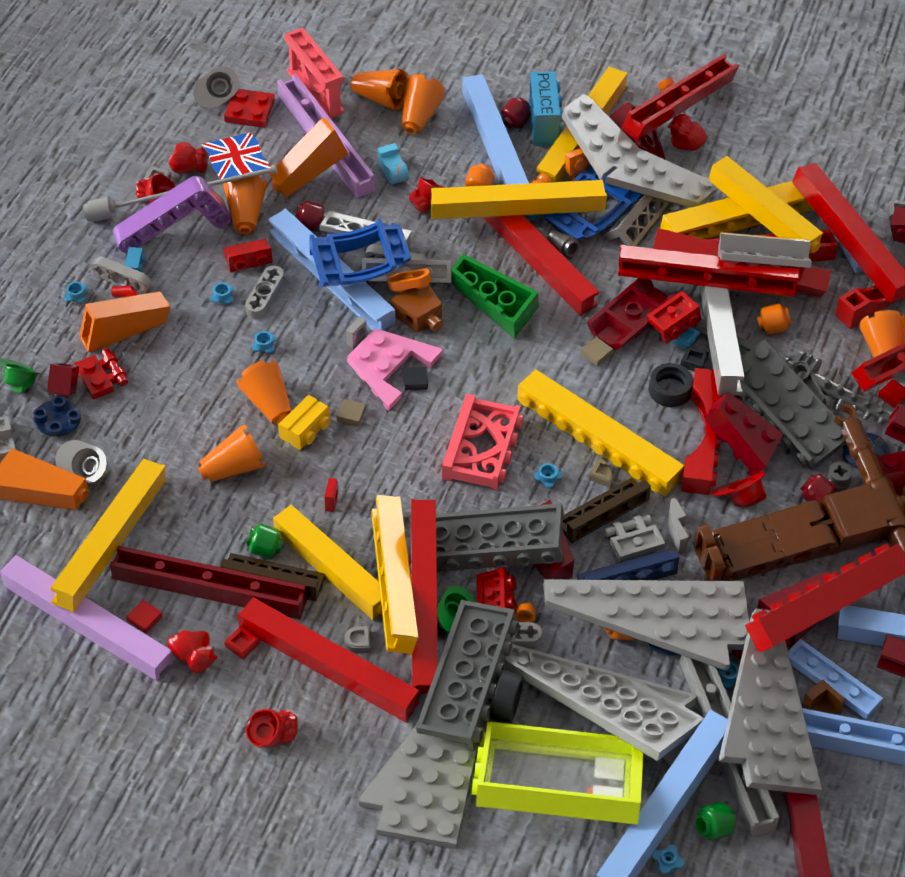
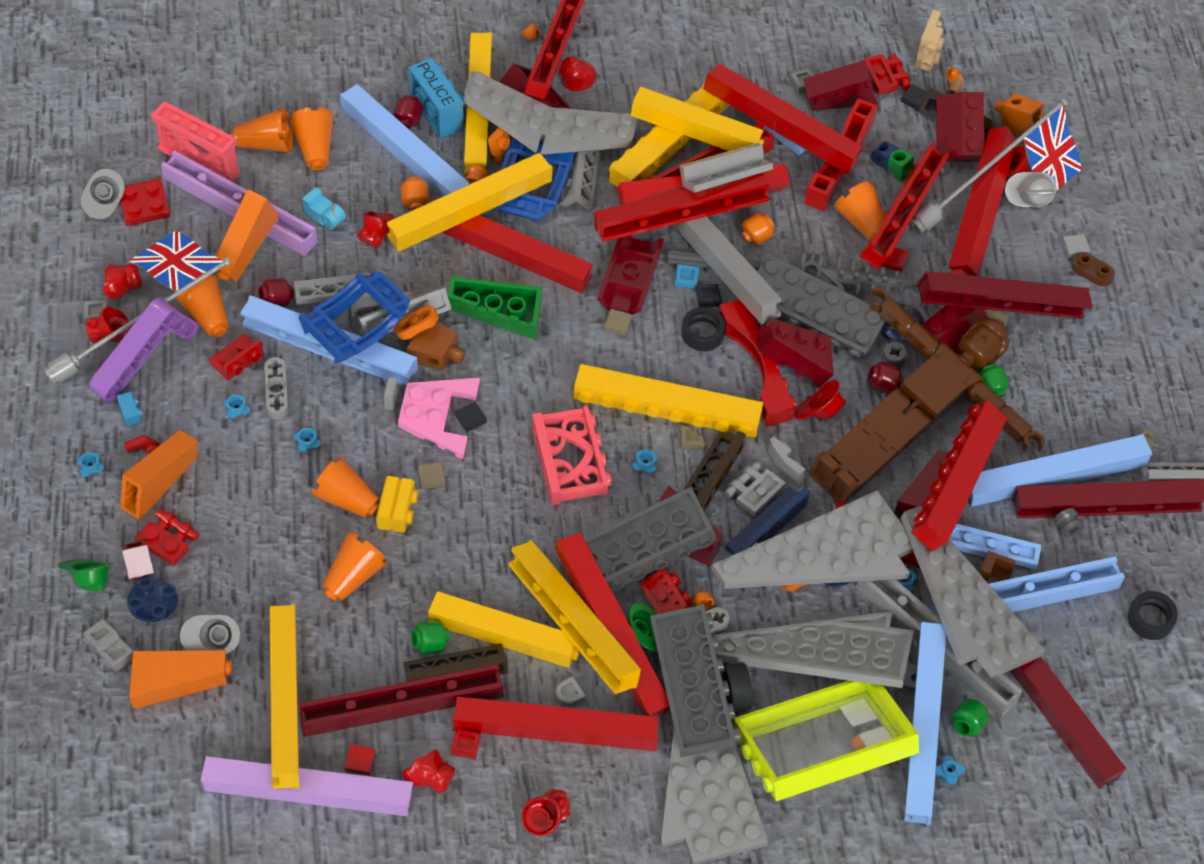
camera: 30 degrees left, 5 degrees up
(121, 274) = (125, 427): light grey beam -> none
(331, 494) = (464, 564): red tile -> none
(565, 244) = (528, 226): flat silver cone -> none
(675, 316) = (674, 261): red bracket -> none

